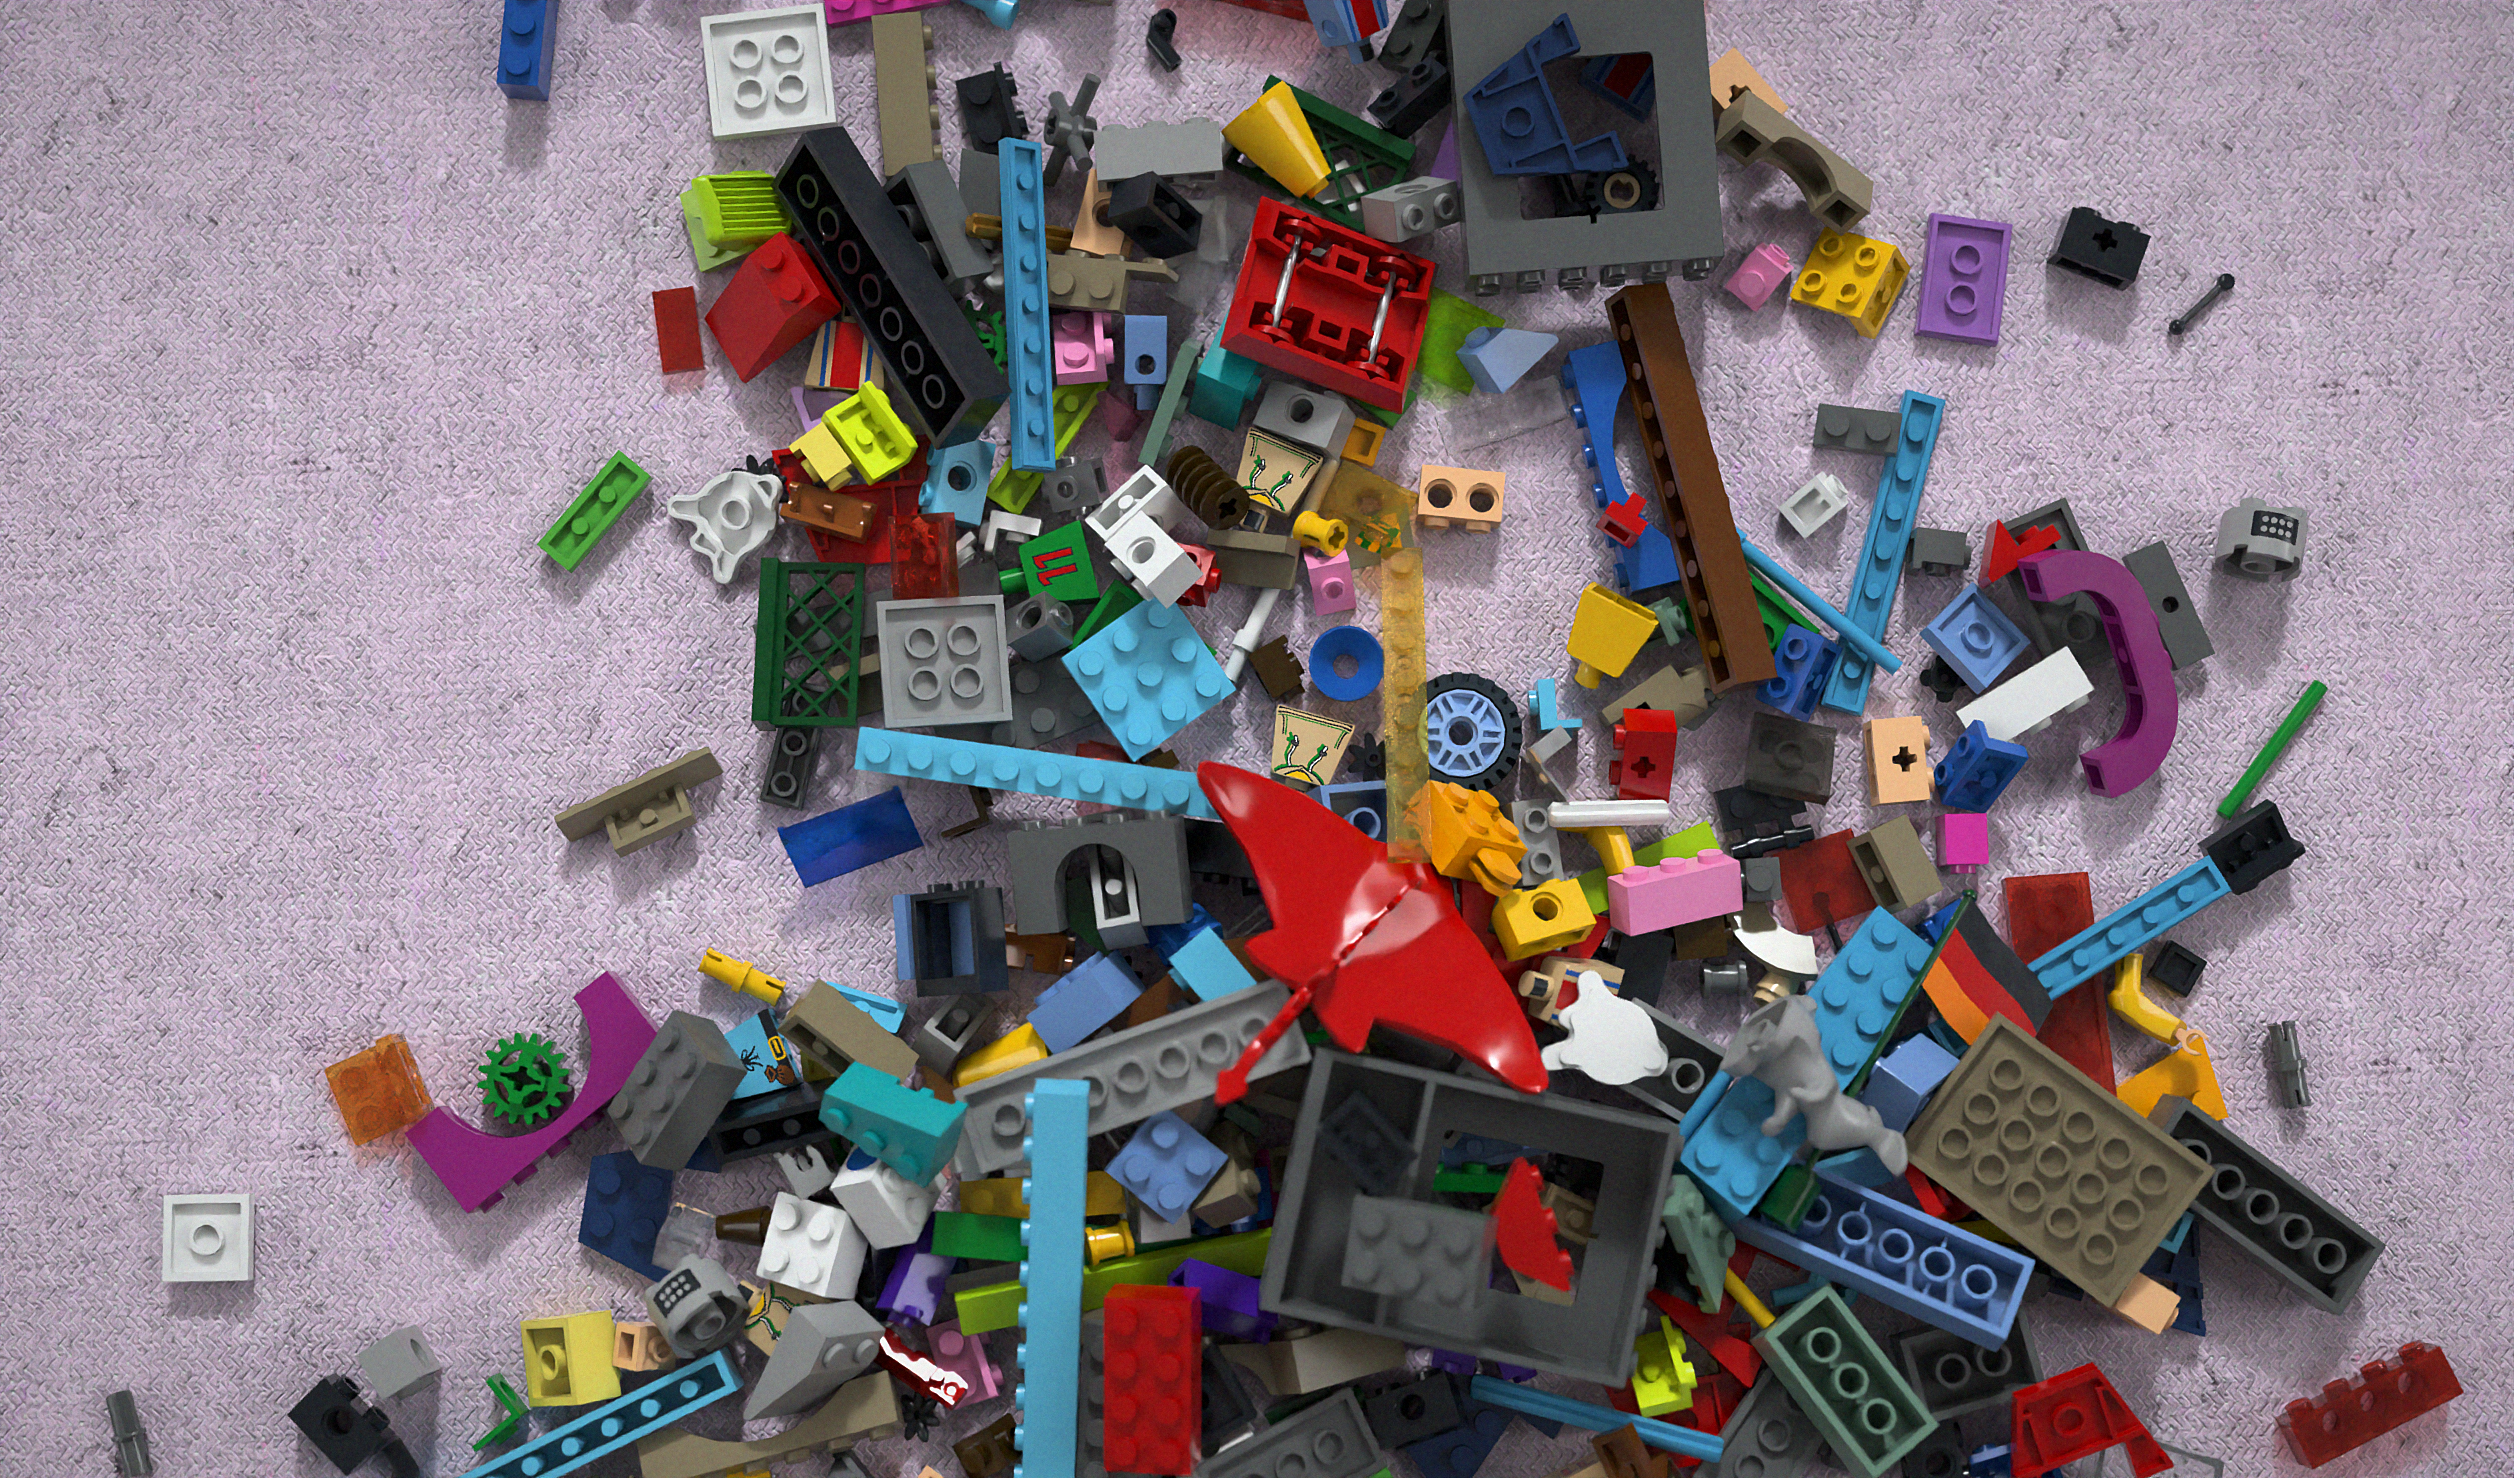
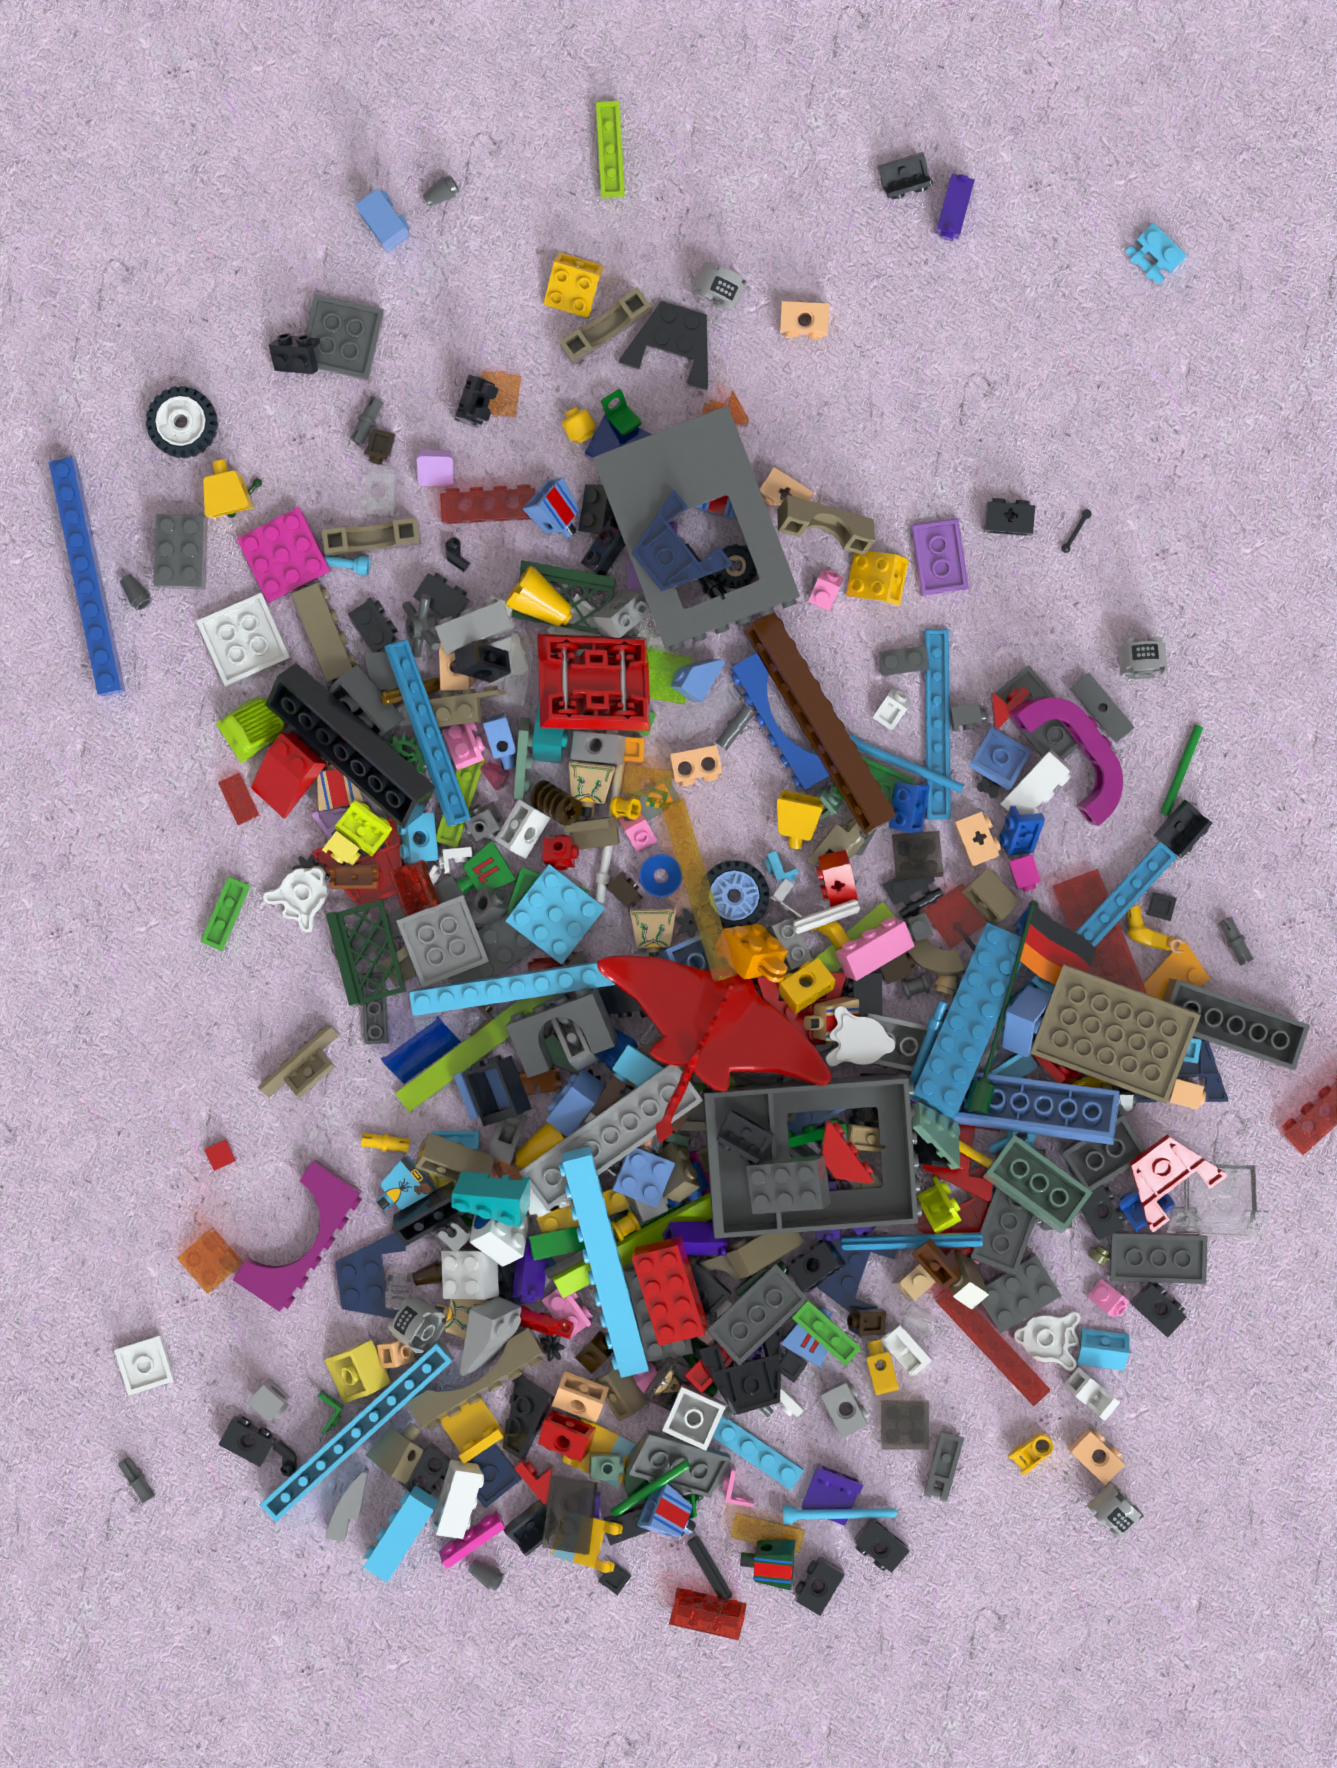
camera: 10 degrees left, 5 degrees up
(455, 915) = (220, 1154): none -> red tile
(519, 1094) = (286, 1242): green gear -> none
(676, 1091) = (371, 1214): dark grey brick -> none
(912, 872) = (464, 1055): none -> lime tile
(1120, 95) = (444, 598): none -> black brick
(1153, 559) = (539, 853): white brick -> none
(1543, 456) = (735, 727): none -> dark grey pin
(1623, 521) = (788, 755): red tile -> none
(1785, 1052) = (954, 1022): light grey animal -> none

